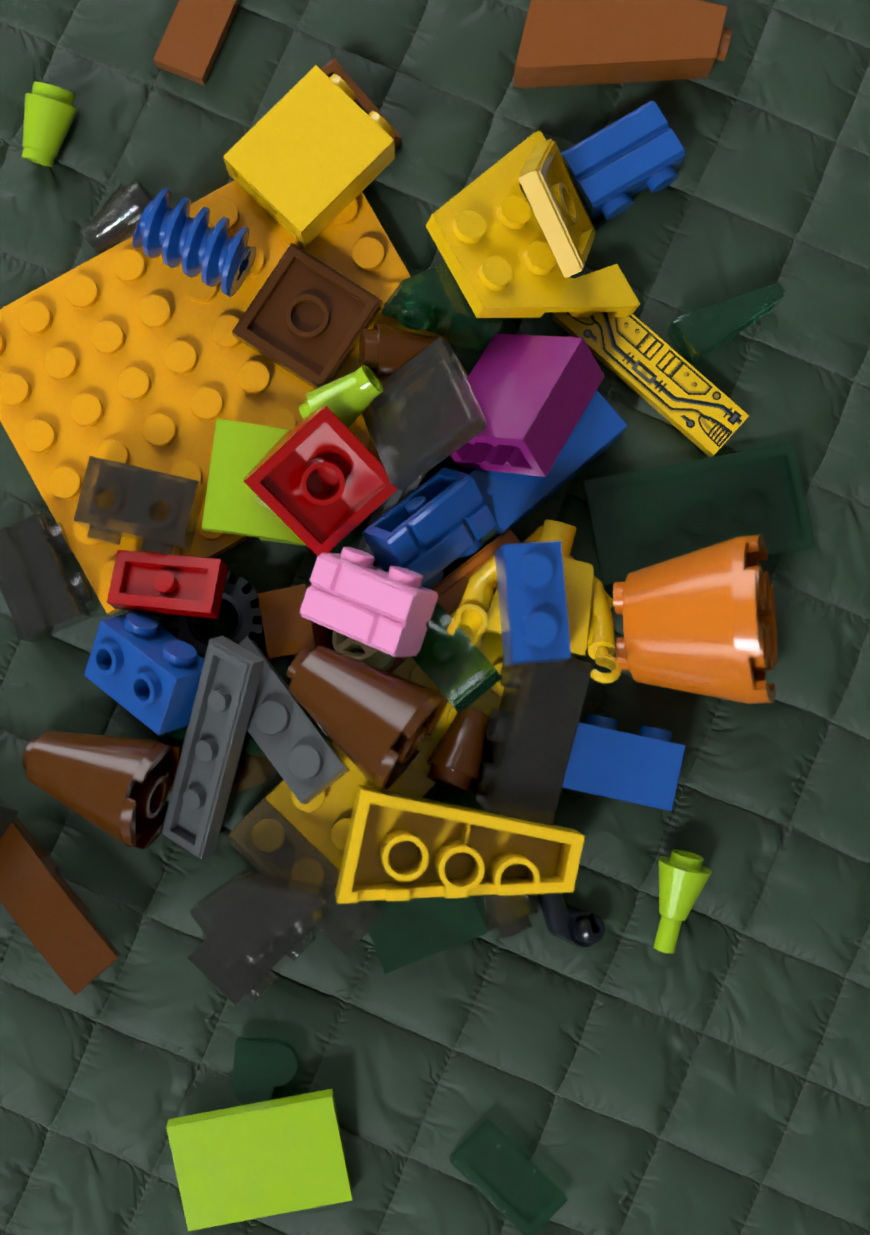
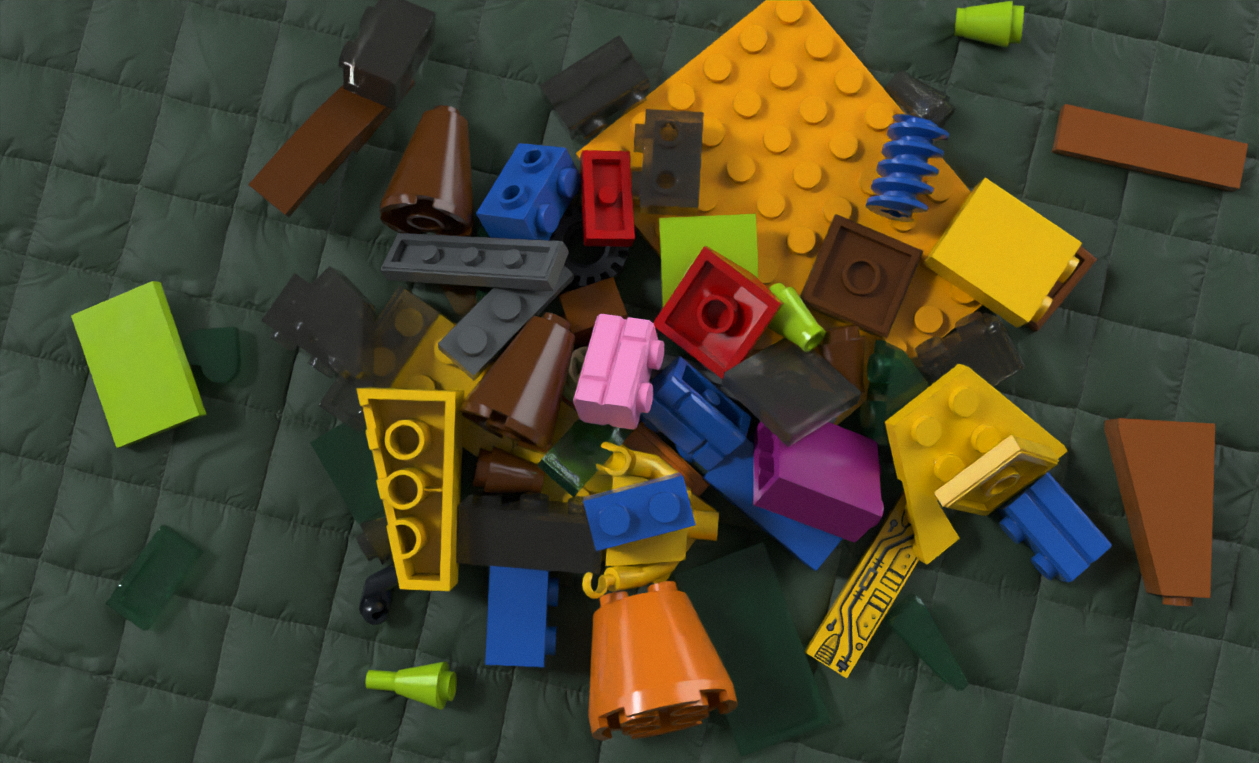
camera: 80 degrees right, 0 degrees up
(405, 203) = (977, 343): none -> clear smoke brick

